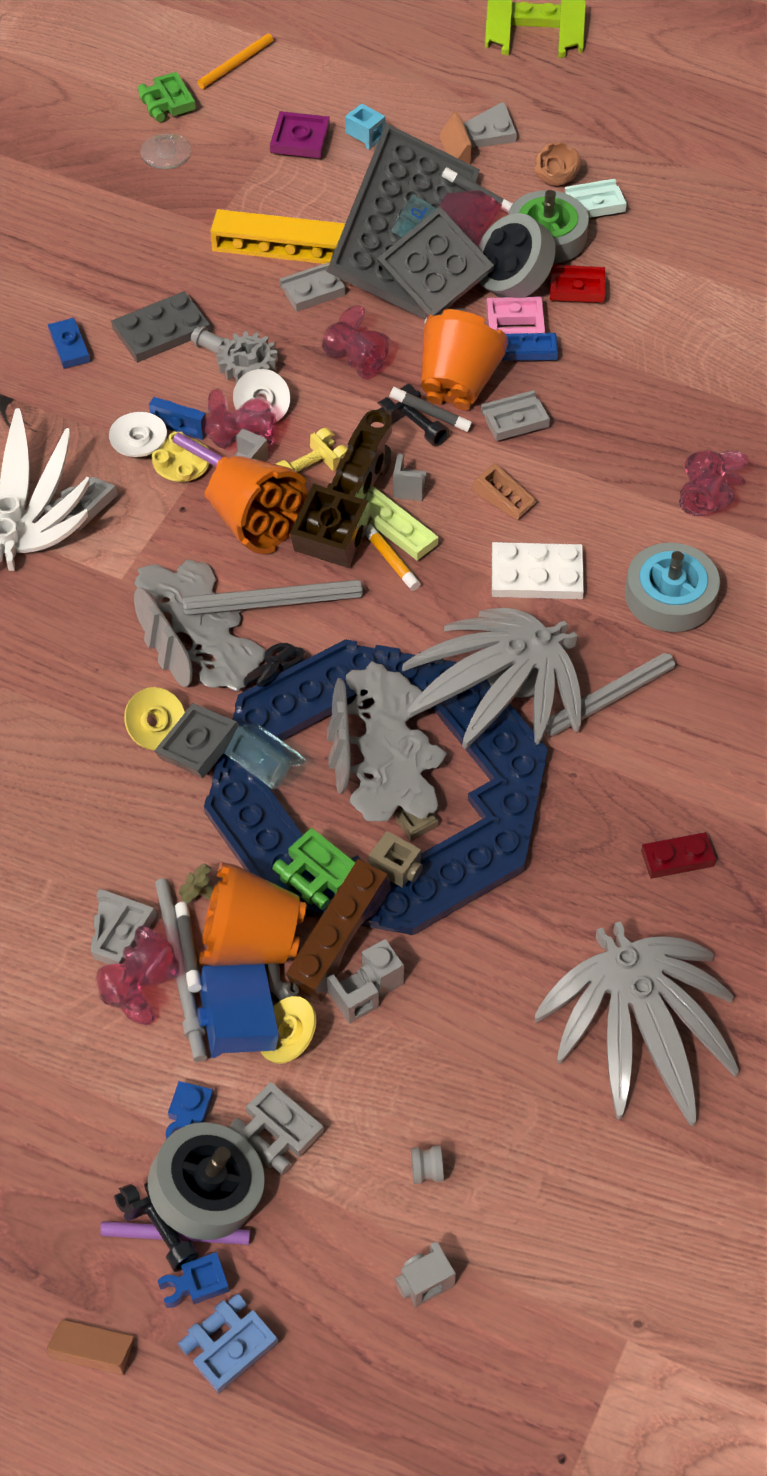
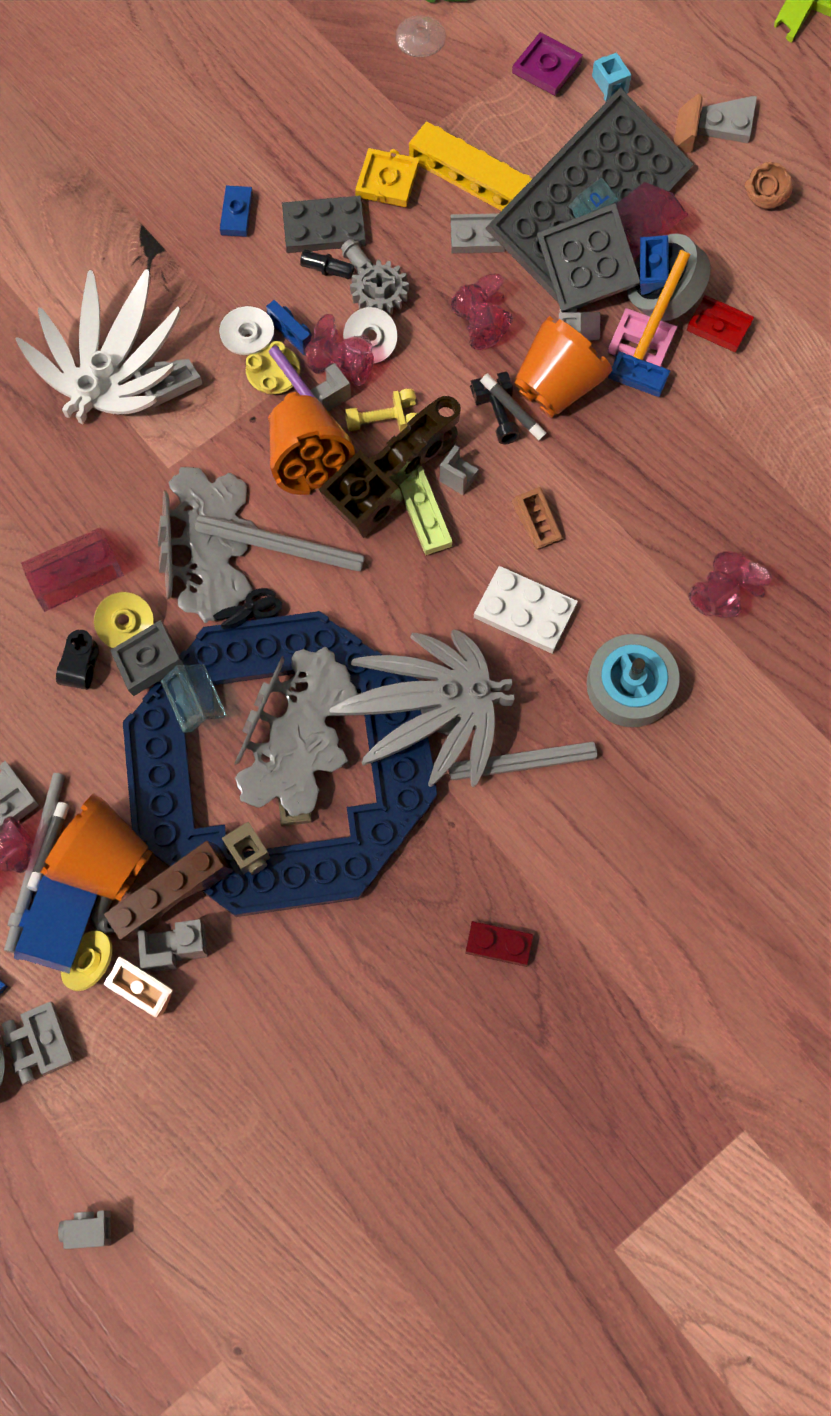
camera: 25 degrees right, 15 degrees up
(76, 695) = (71, 569): none -> clear pink slope
(128, 774) = (77, 665): none -> black piece
(184, 356) = (326, 264): none -> black axle
(196, 884) = (81, 792): olive plant -> none
(202, 269) = (387, 177): none -> yellow plate
(319, 858) = (187, 819): bright green plate -> none
(354, 1030) = (139, 987): none -> light nougat slope
(392, 558) = (405, 543): light orange bar -> none
(427, 1164) = (137, 1134): light grey wheel -> none
(469, 185) = (678, 188): dark grey bar -> none
(498, 246) = (653, 263): none -> blue slope
(515, 415) = (588, 442): light grey plate -> none
(524, 275) = (661, 304): none -> light orange bar
(561, 215) = (733, 249): wheel -> none
(599, 197) = (786, 237): light aqua plate -> none
(635, 983) = (384, 1056): light grey plant -> none

